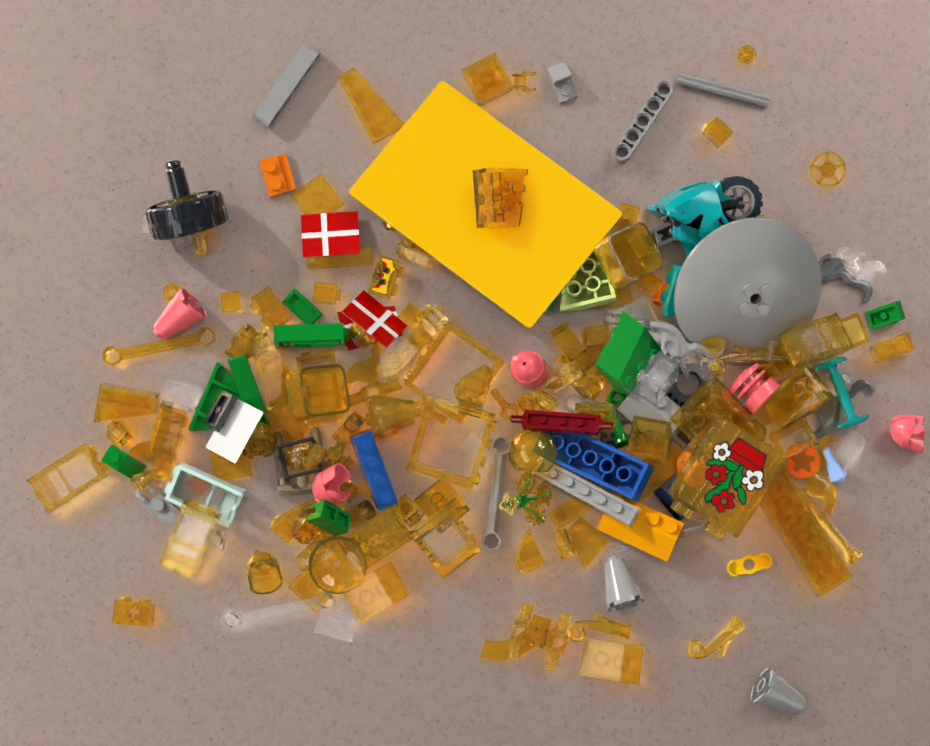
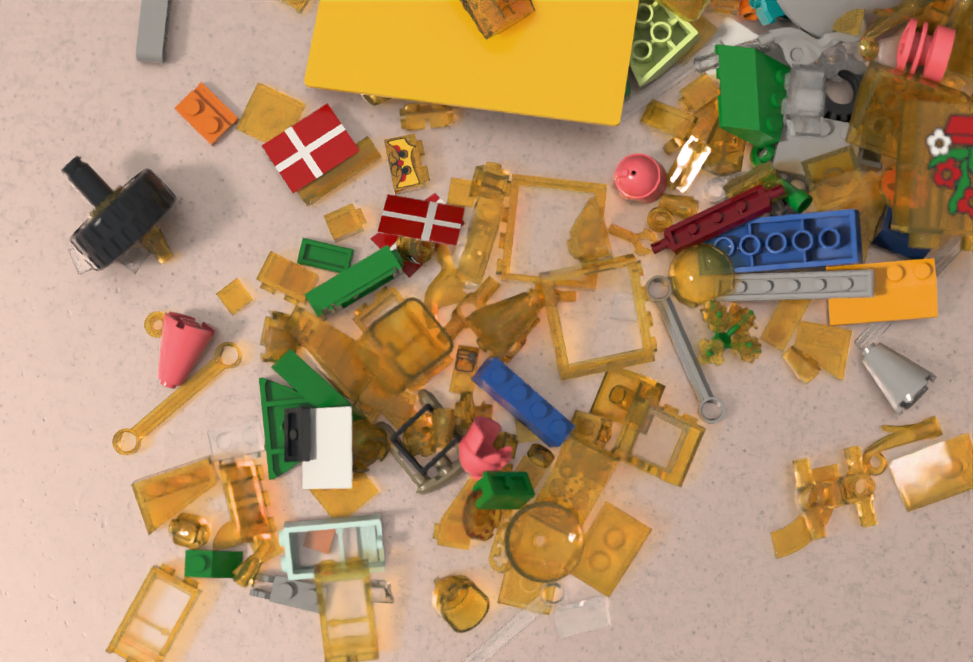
camera: 30 degrees left, 0 degrees up
(528, 554) = (766, 400): clear yellow slope -> none

